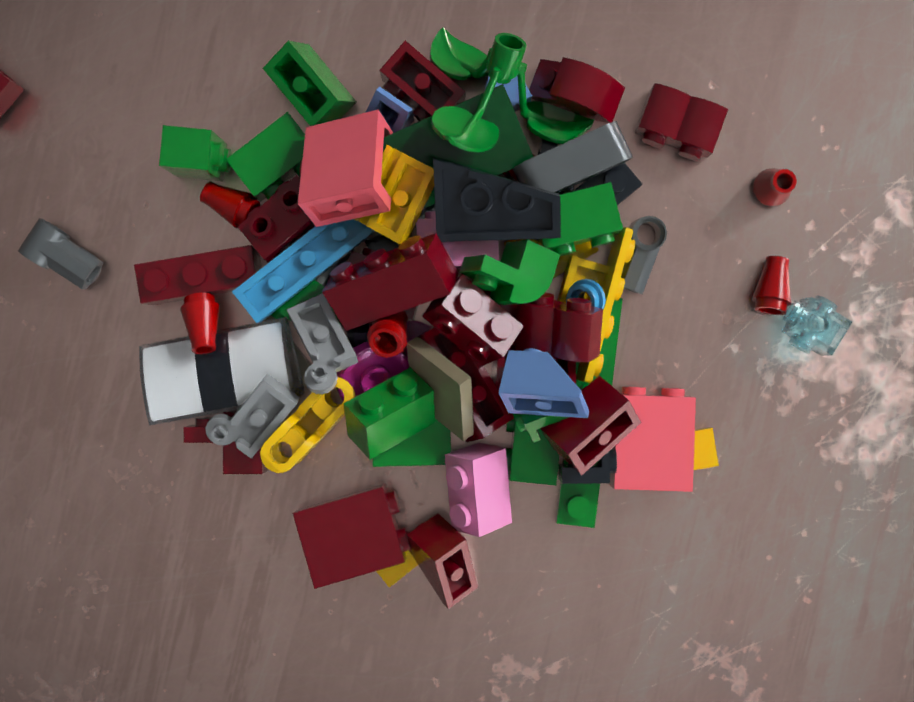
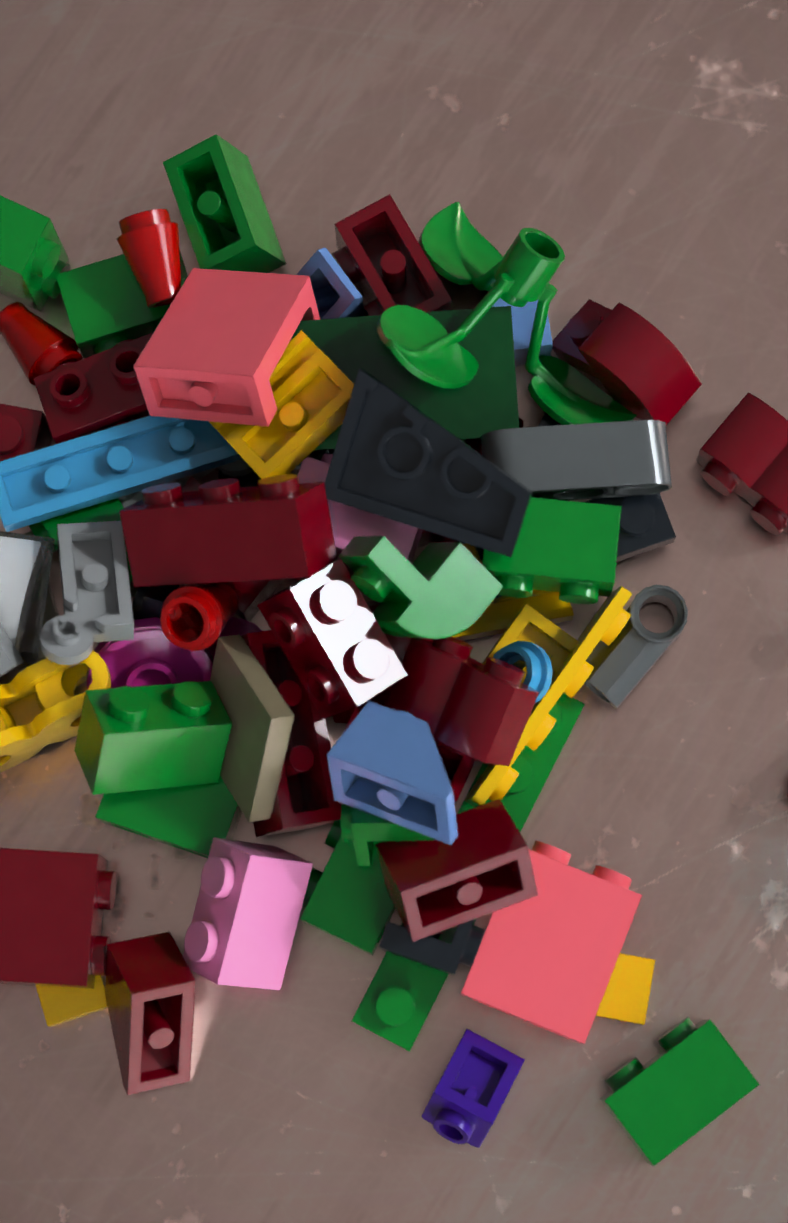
camera: 25 degrees right, 10 degrees down
(279, 128) = (153, 254): none -> red cone
(637, 536) = (472, 1090): none -> dark purple bracket
(750, 495) = (677, 1089): none -> green brick

